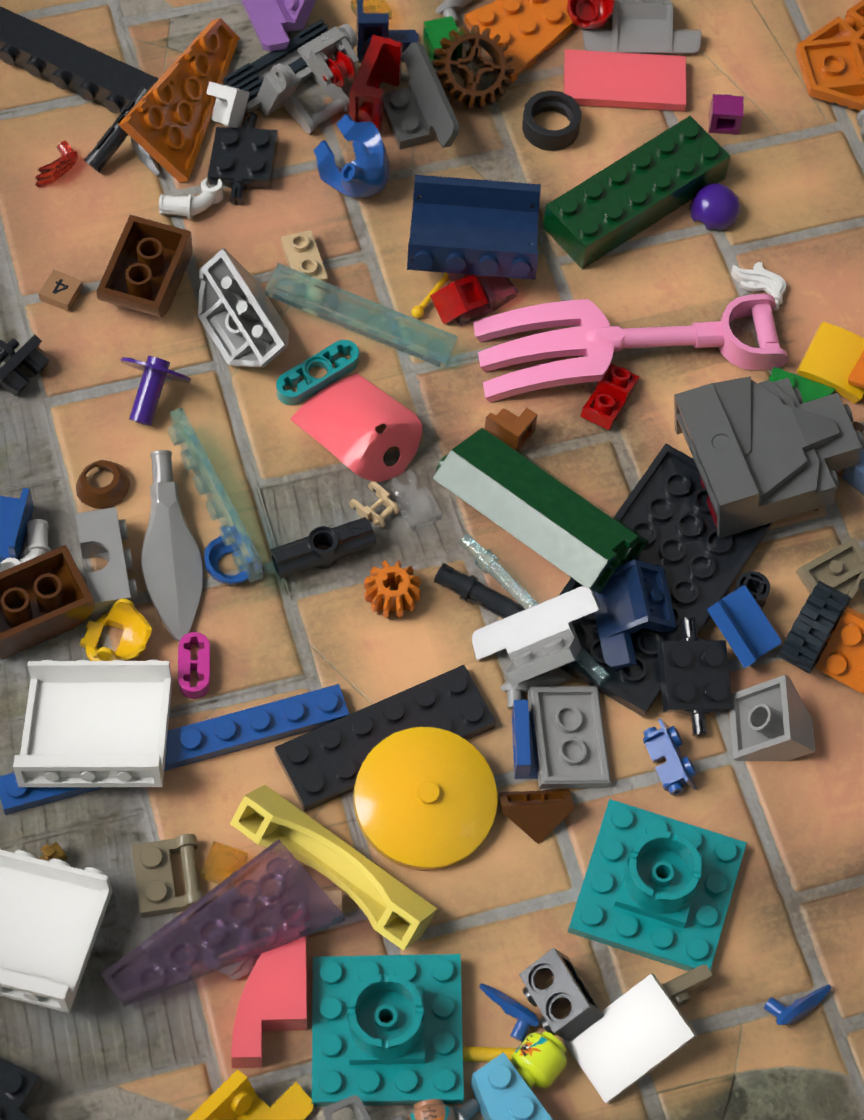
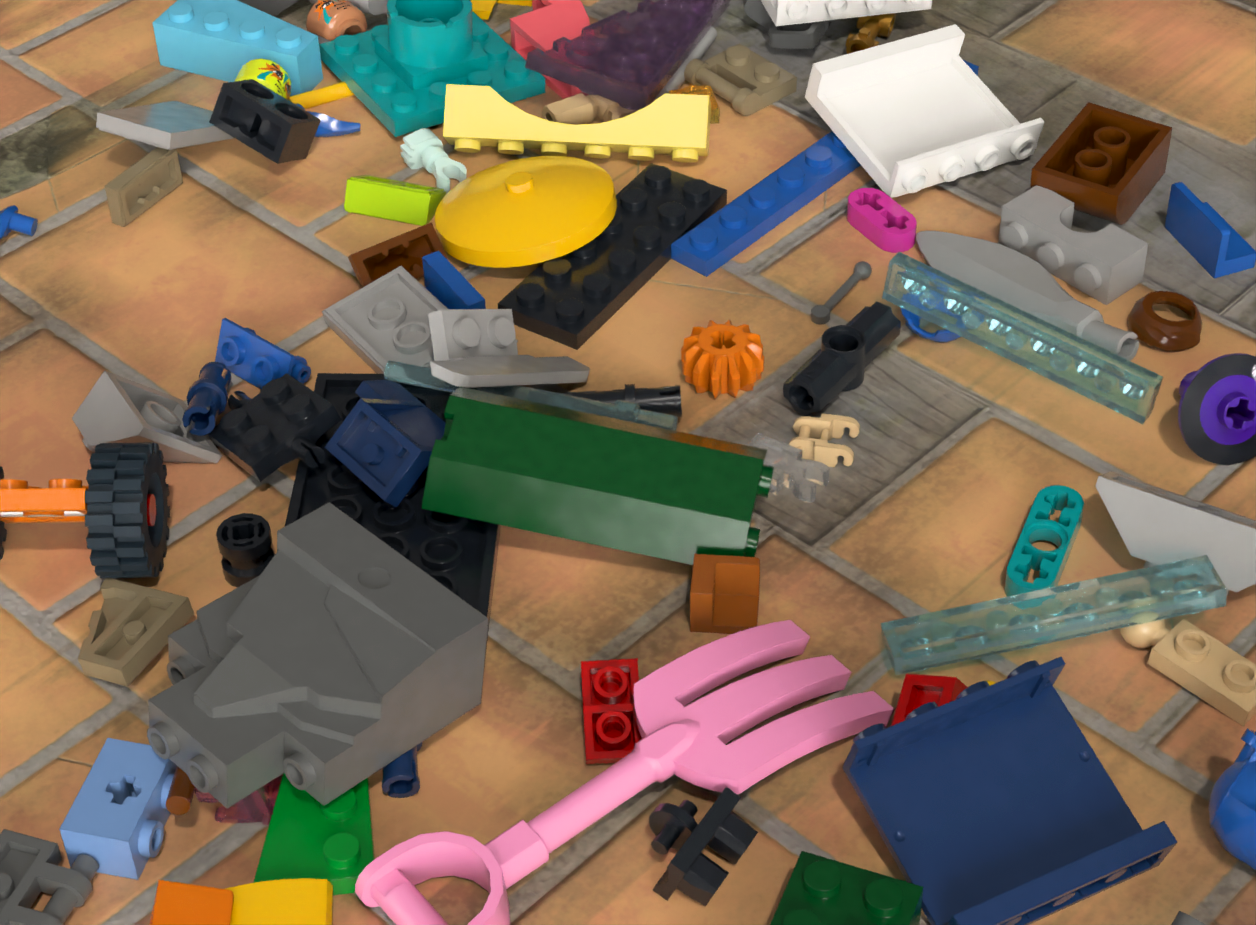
camera: 155 degrees right, 20 degrees down
(37, 543) = (1159, 231): white piece -> none
(134, 638) = (973, 180): yellow helmet -> none
(295, 610) = (821, 313): none -> dark grey hinge
(345, 423) = (932, 500): coral piece -> none
(451, 919) = (426, 150): none -> light aqua piece
(497, 887) = (392, 199): none -> lime slope
(620, 298) = (690, 868): none -> black hips
(657, 887) = (210, 256): teal piece -> none
(722, 730) = (207, 398): none -> dark blue pin
(744, 625) = (241, 484): blue panel -> none

